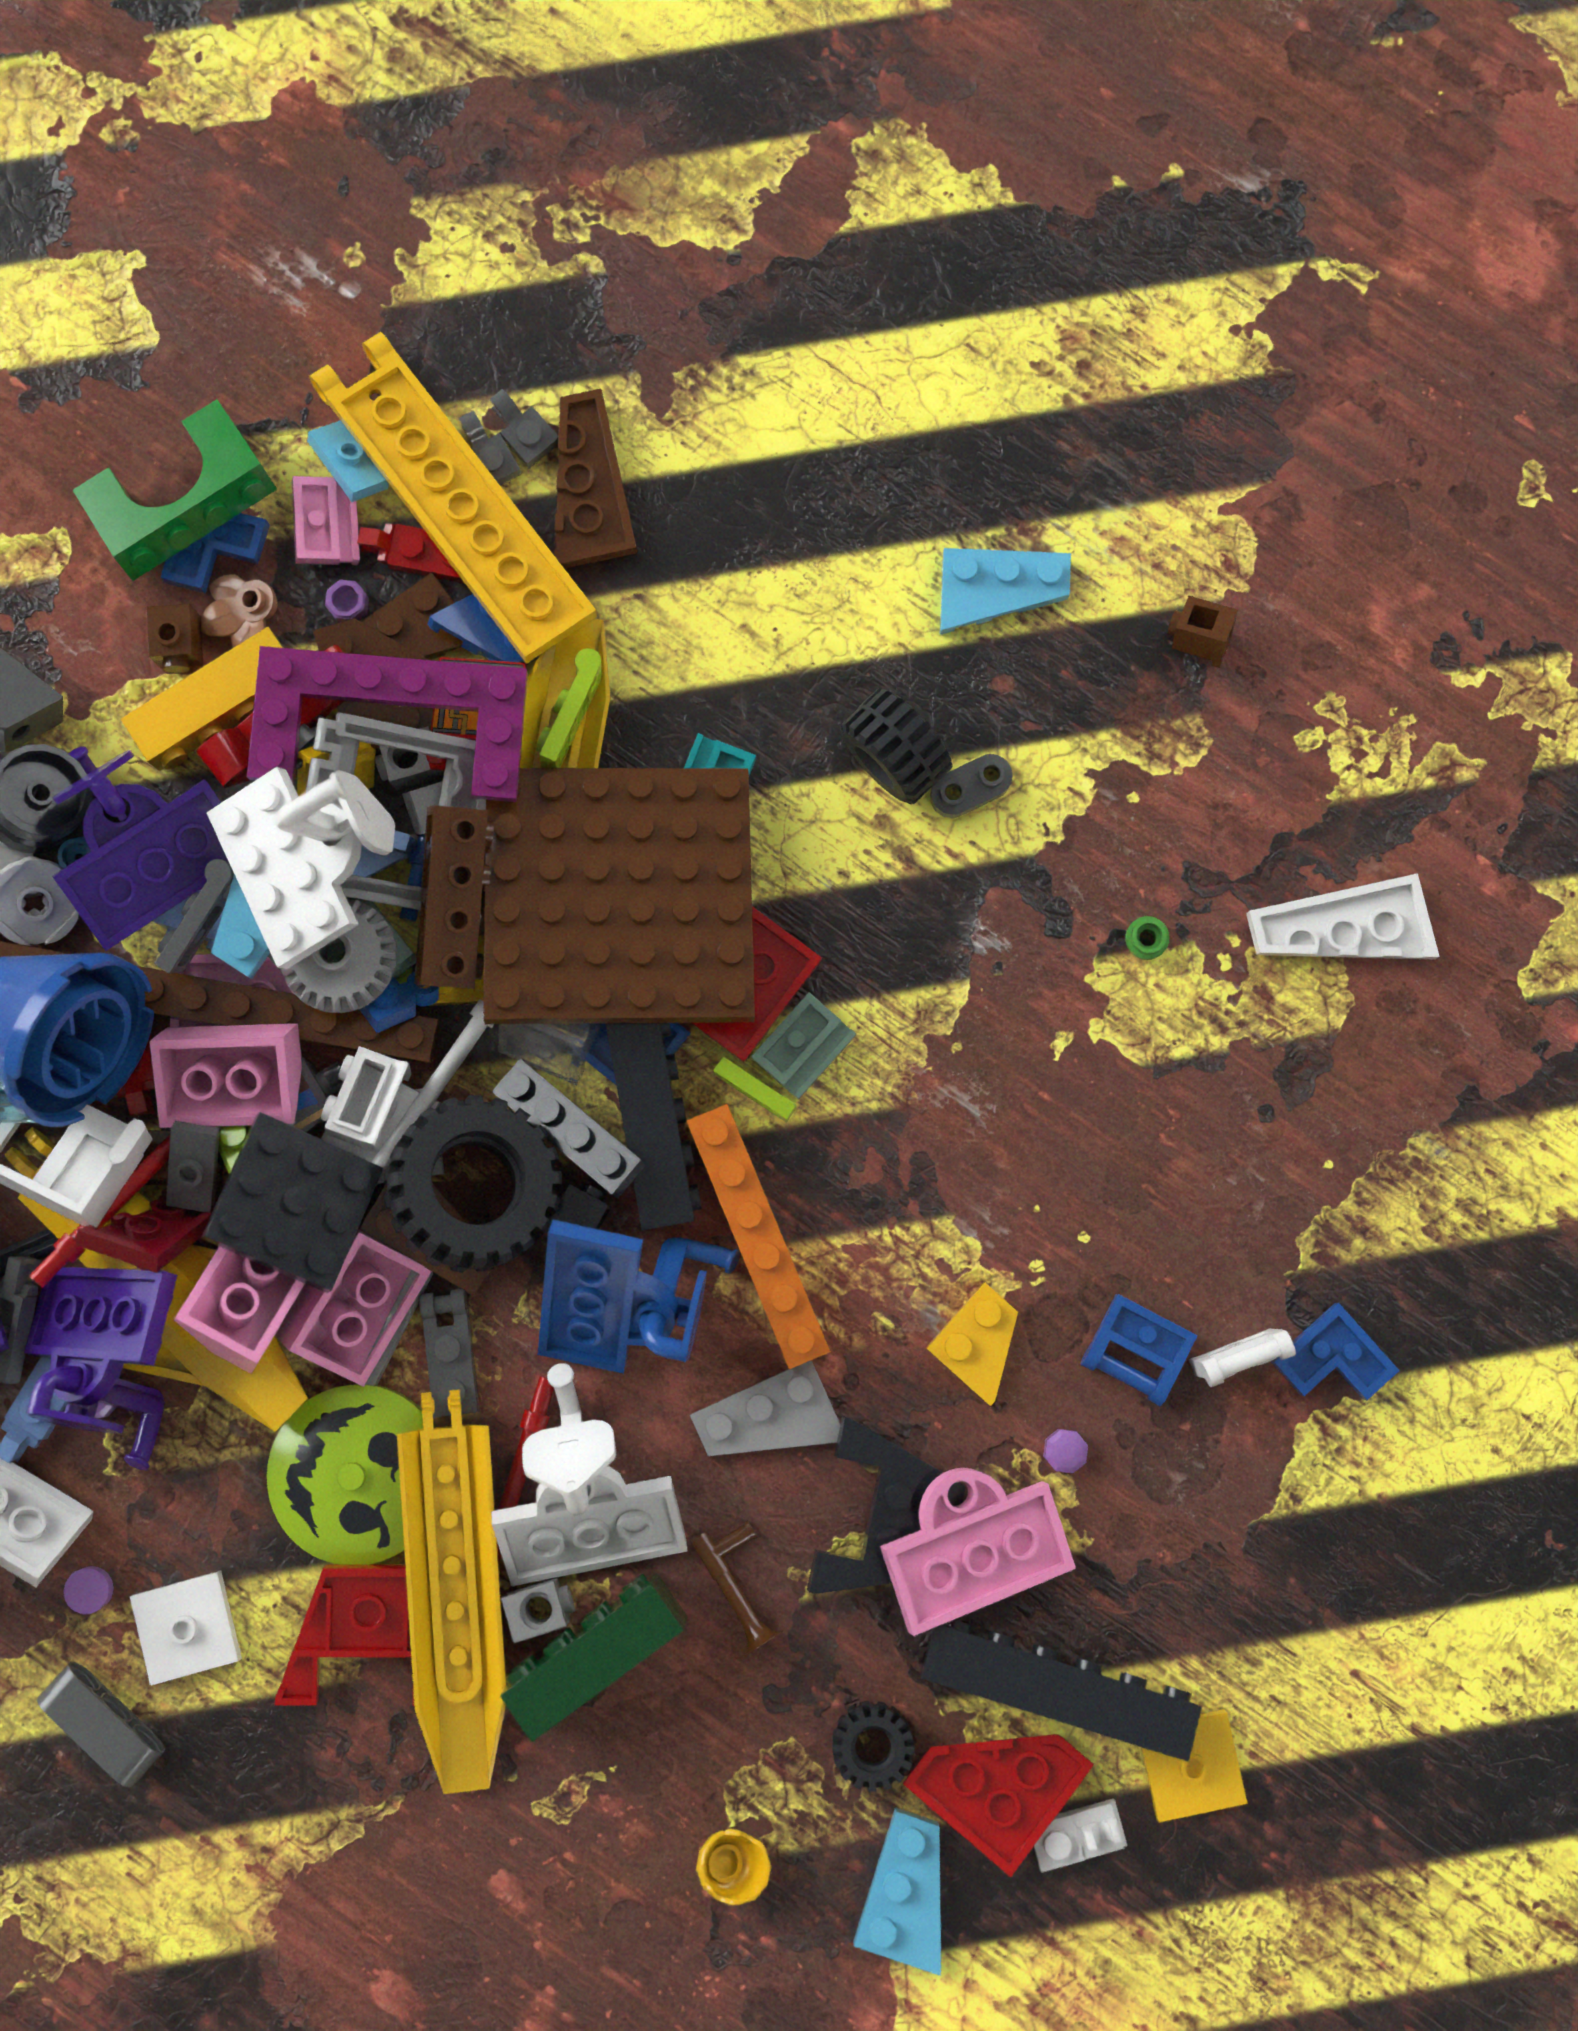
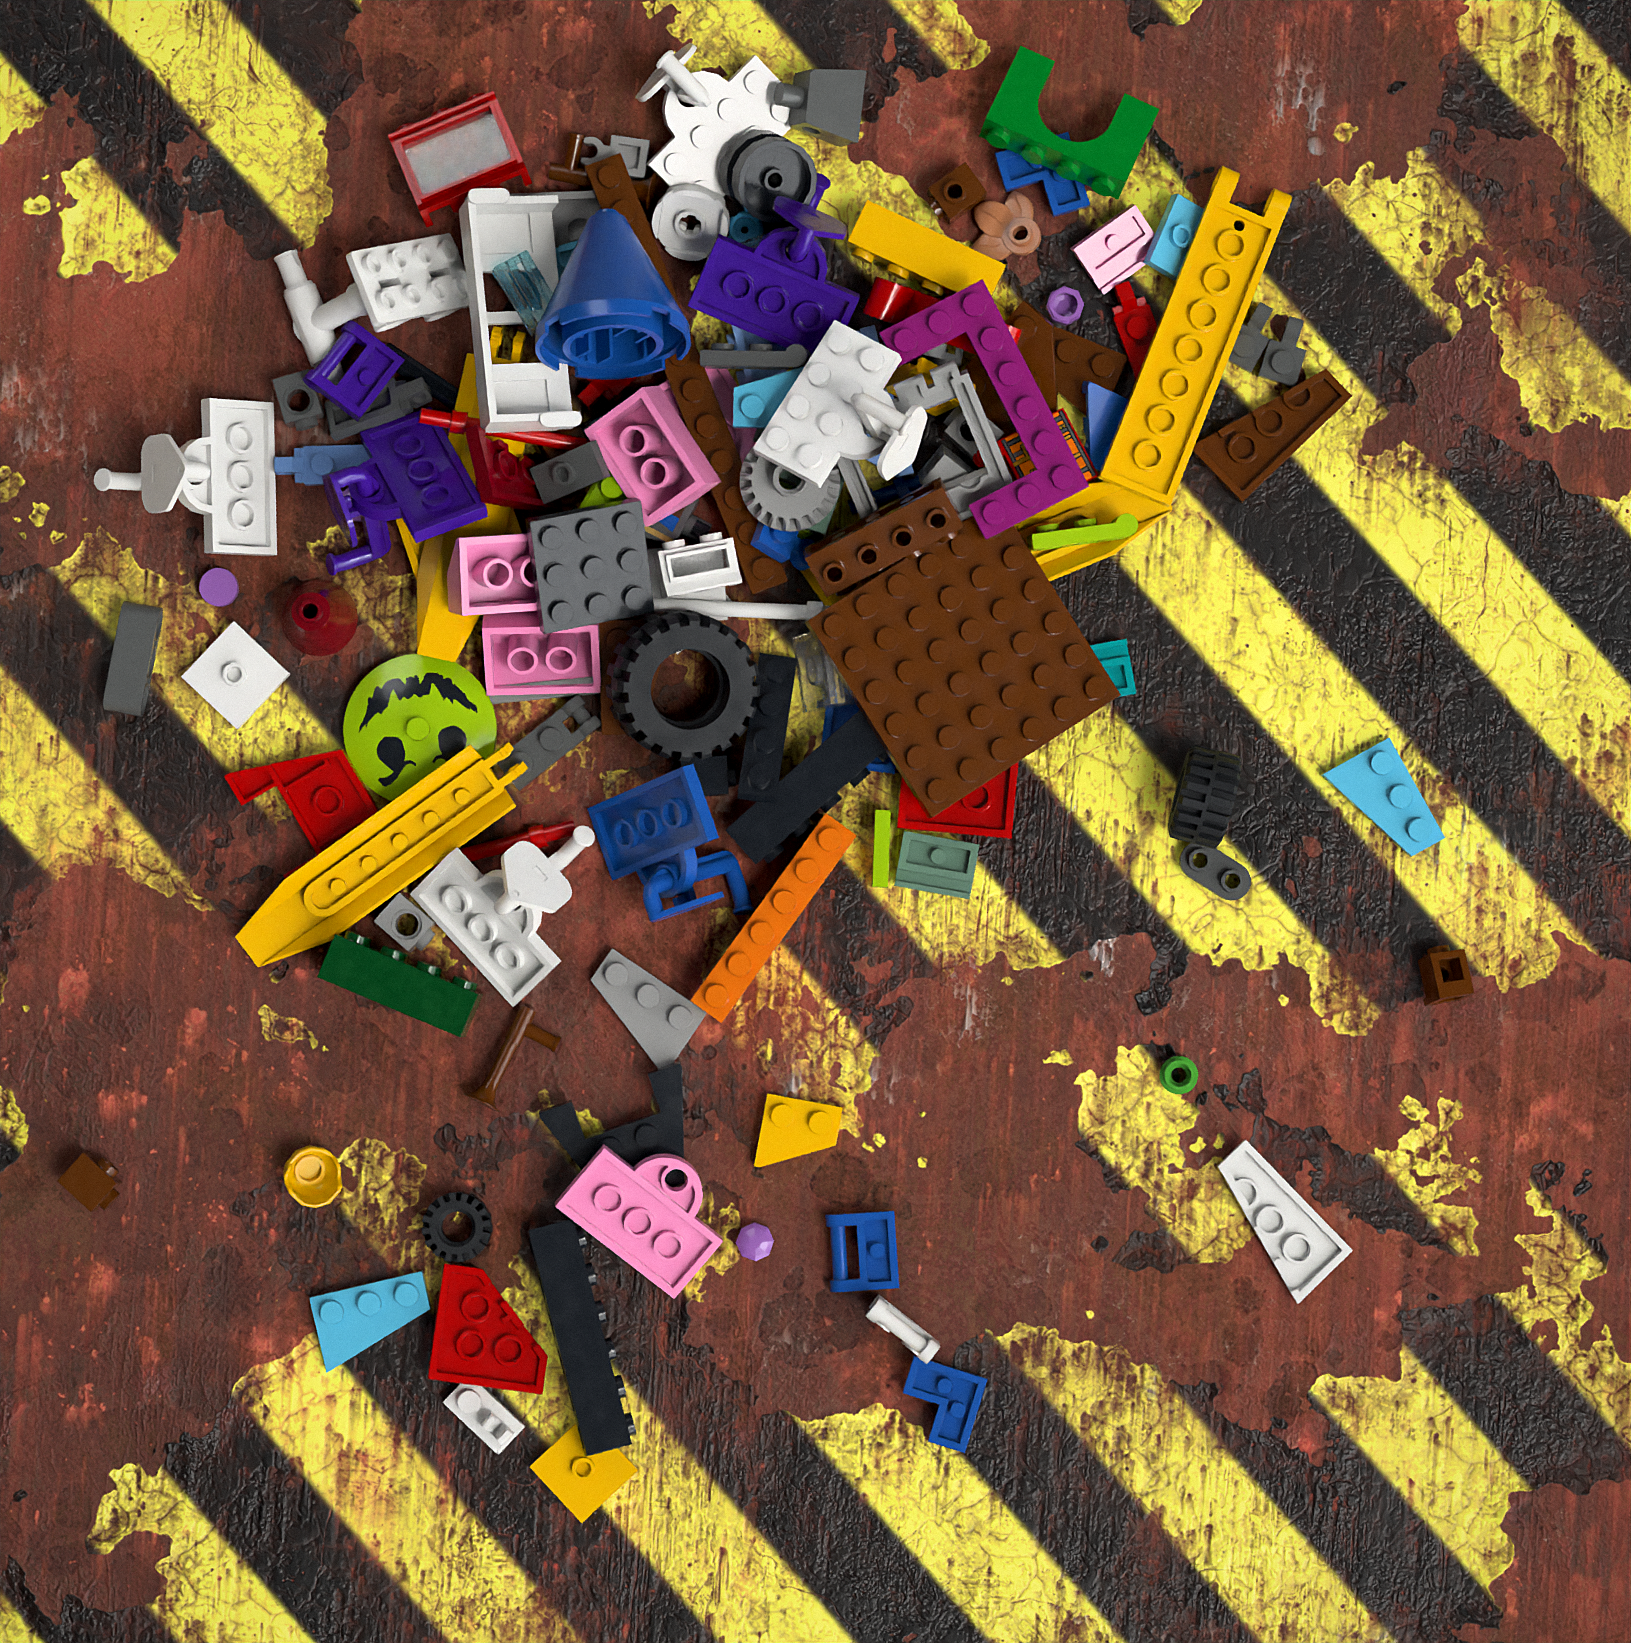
camera: 55 degrees right, 5 degrees up
(182, 1507) = (331, 626): none -> dark red cone

